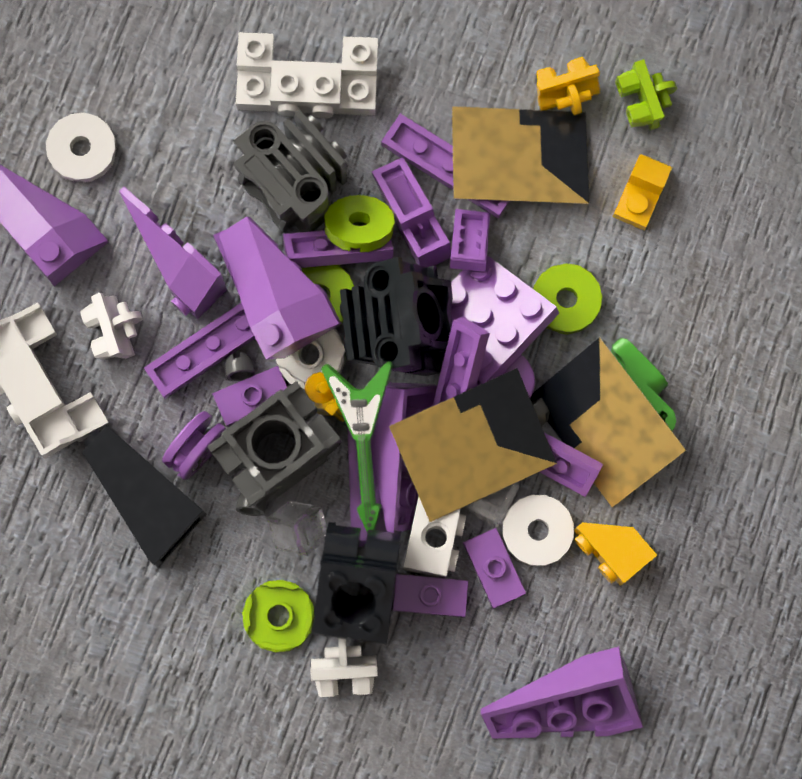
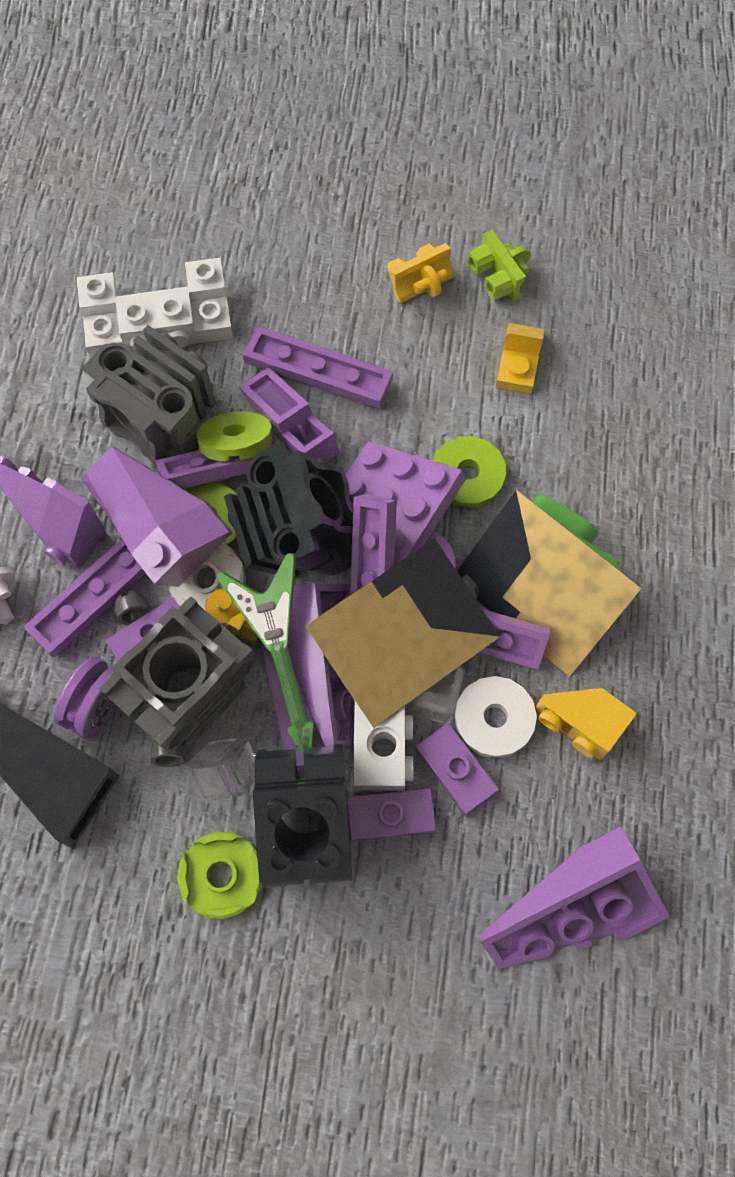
camera: 10 degrees left, 10 degrees down
(344, 663) = (289, 928): white hips -> none
(470, 240) = (354, 431): medium lavender plate -> none
(519, 155) = (387, 344): pearl gold sticker -> none

